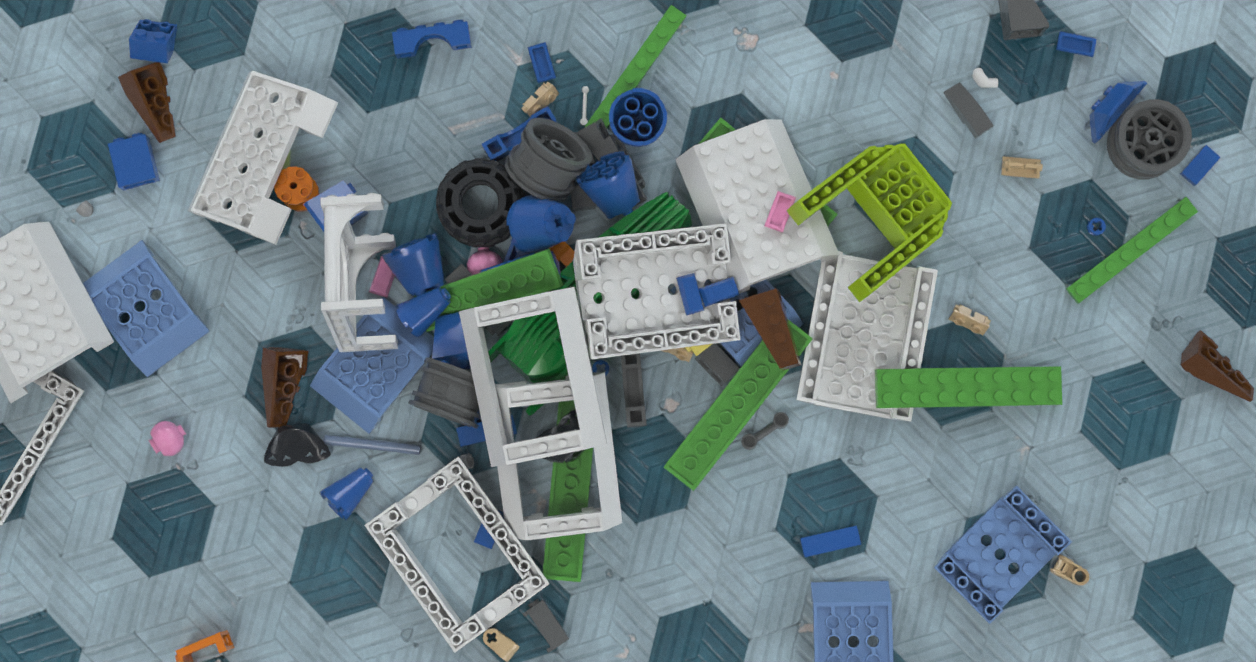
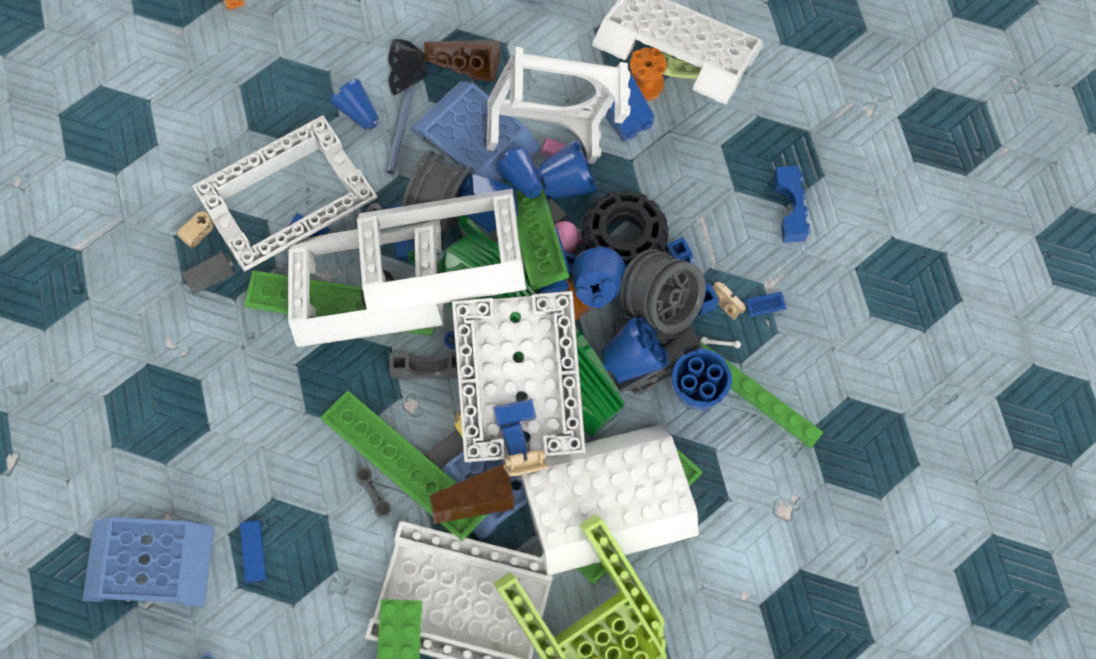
camera: 95 degrees right, 15 degrees down
(743, 281) = (517, 465): none -> tan hinge
(778, 215) = (589, 506): bright pink tile -> none

